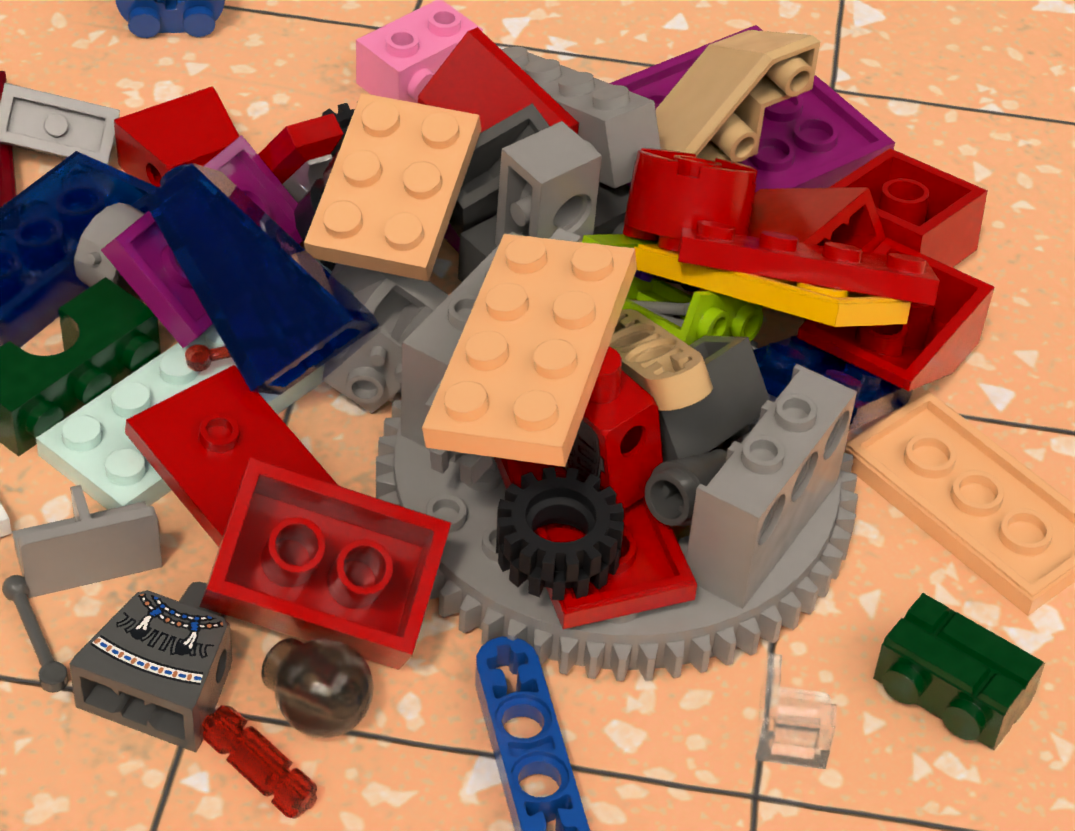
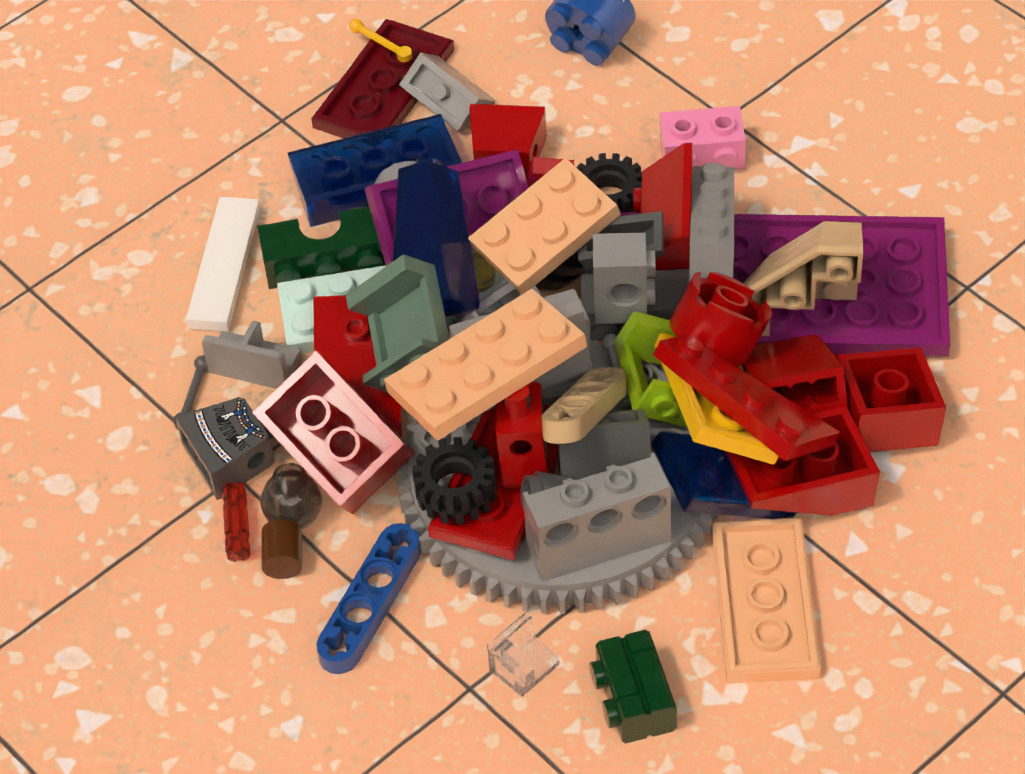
camera: 45 degrees right, 5 degrees up
(304, 384) = (402, 315): none -> sand green panel
(363, 758) = (281, 549): none -> reddish brown piece

